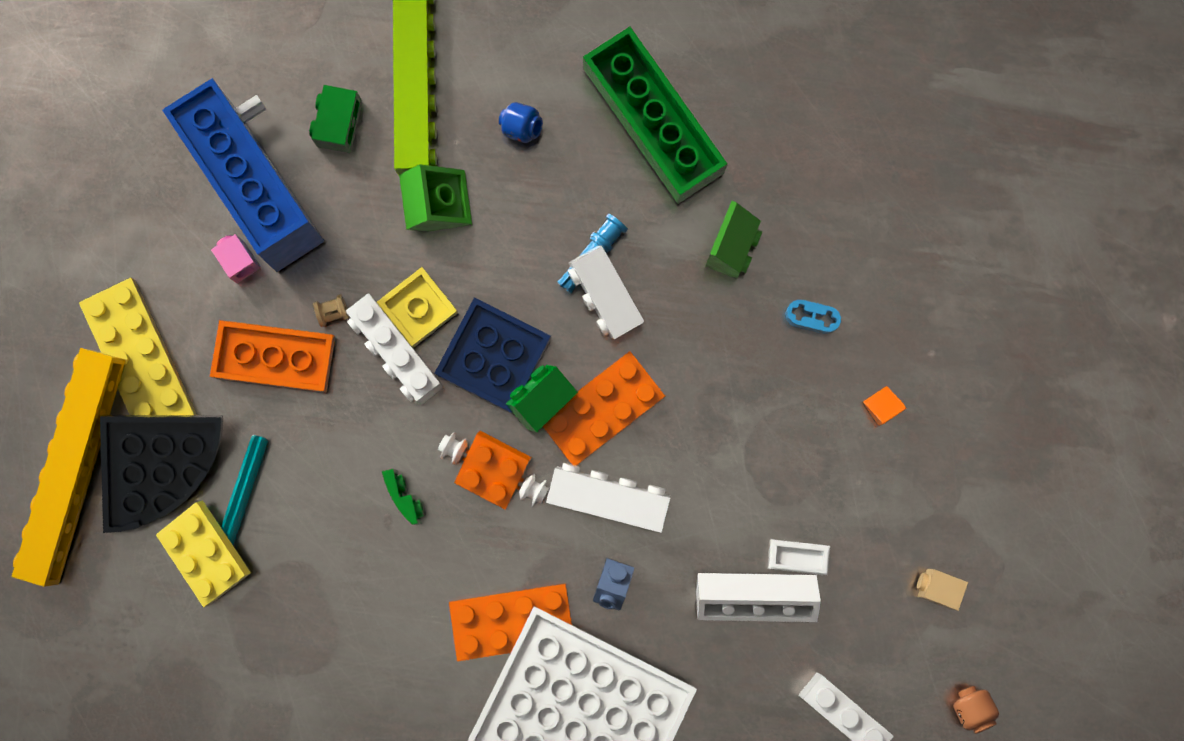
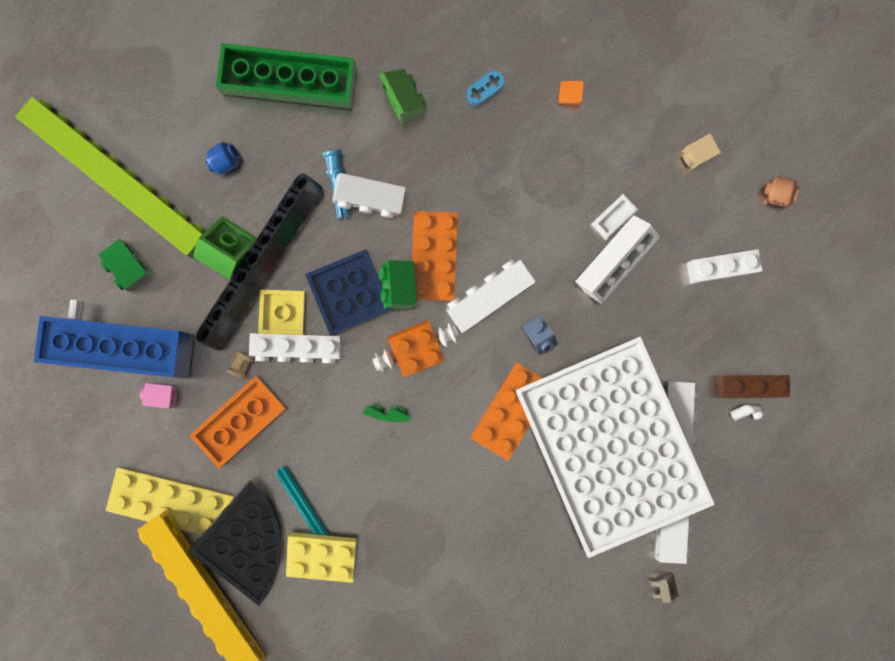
camera: 55 degrees left, 5 degrees up
(448, 243) = (259, 262): none -> black beam

